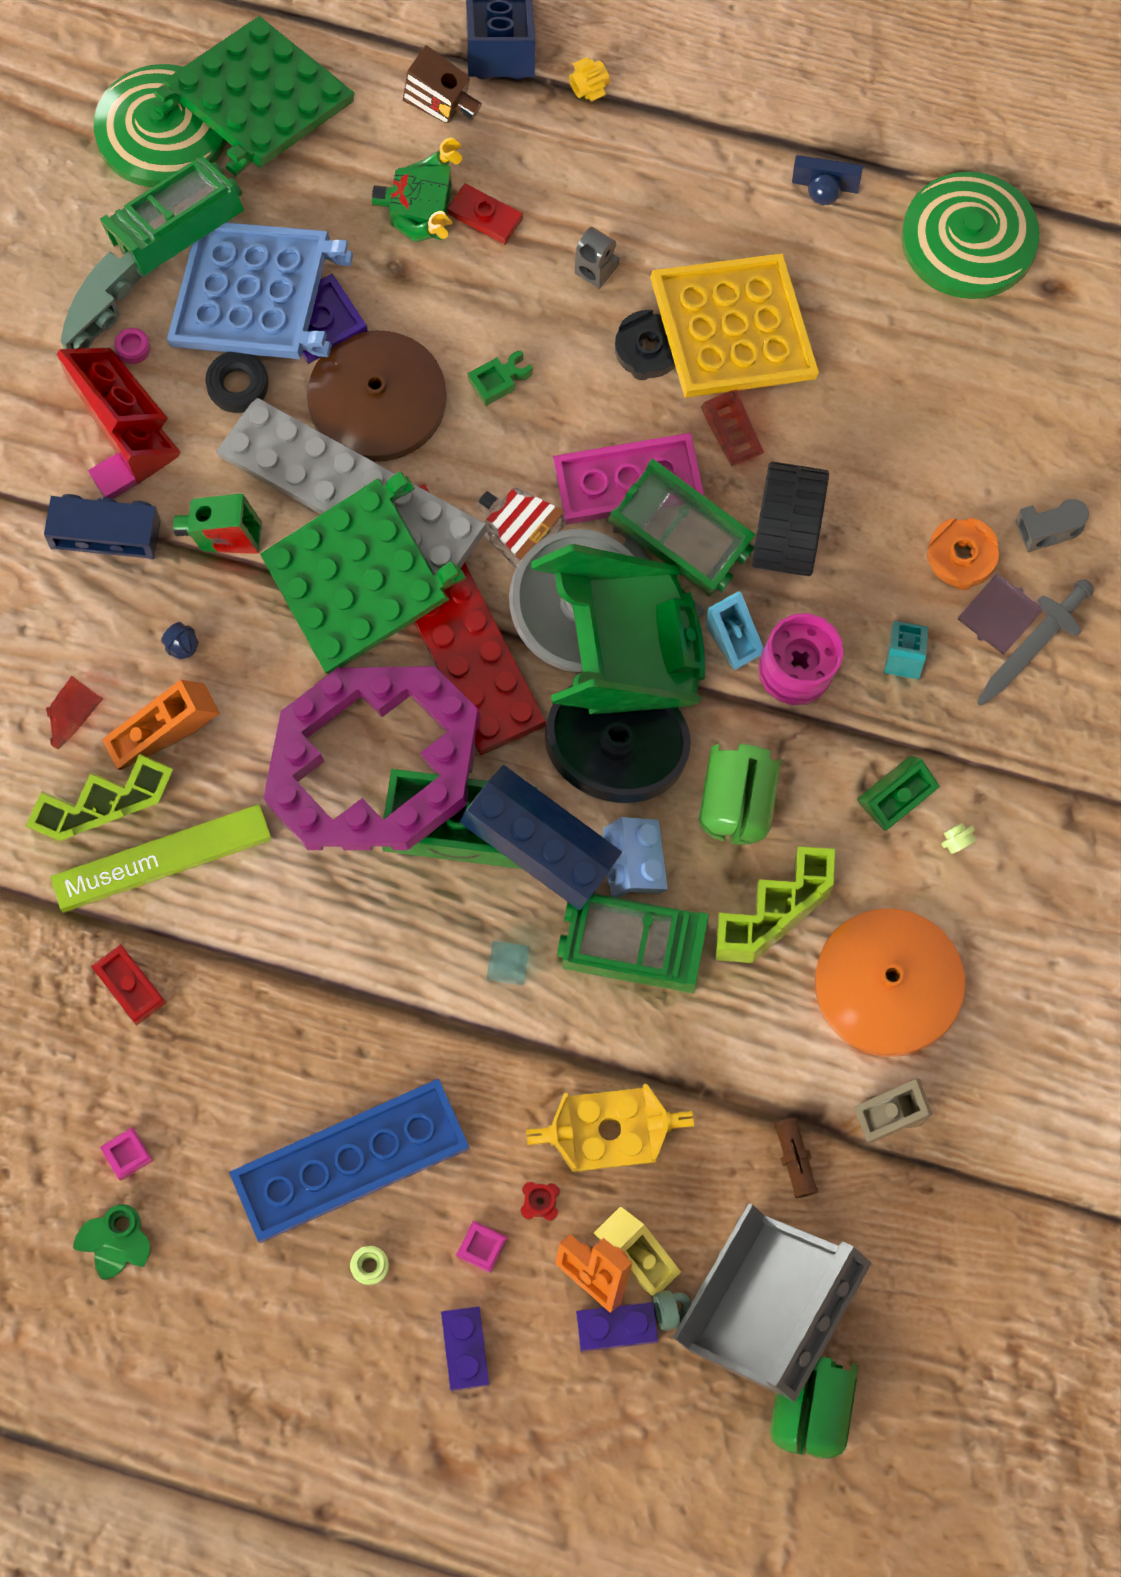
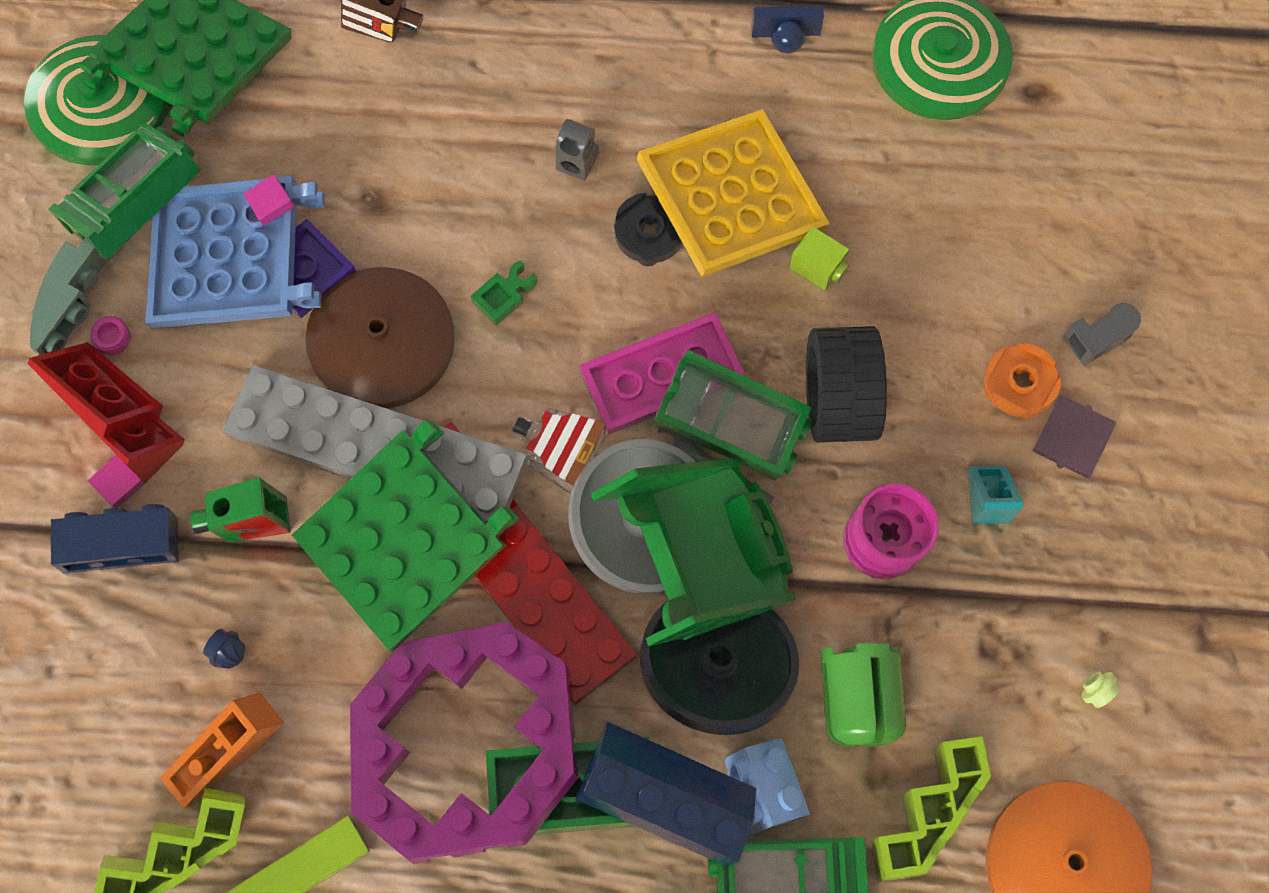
camera: 15 degrees left, 0 degrees up
(70, 710) = (119, 753): clear red slope -> none
(231, 362) = (216, 334): black tyre -> none
(301, 249) = (268, 200): none -> dark pink tile
(421, 194) = (382, 119): green torso -> none
(485, 213) = (451, 126): red plate -> none
(732, 400) = (759, 281): clear red slope -> none
(734, 630) = (812, 514): medium azure slope -> none
(800, 403) = (820, 259): none -> lime brick
(898, 792) = (1022, 650): green slope -> none
(1057, 618) = (1134, 429): dark grey sword -> none

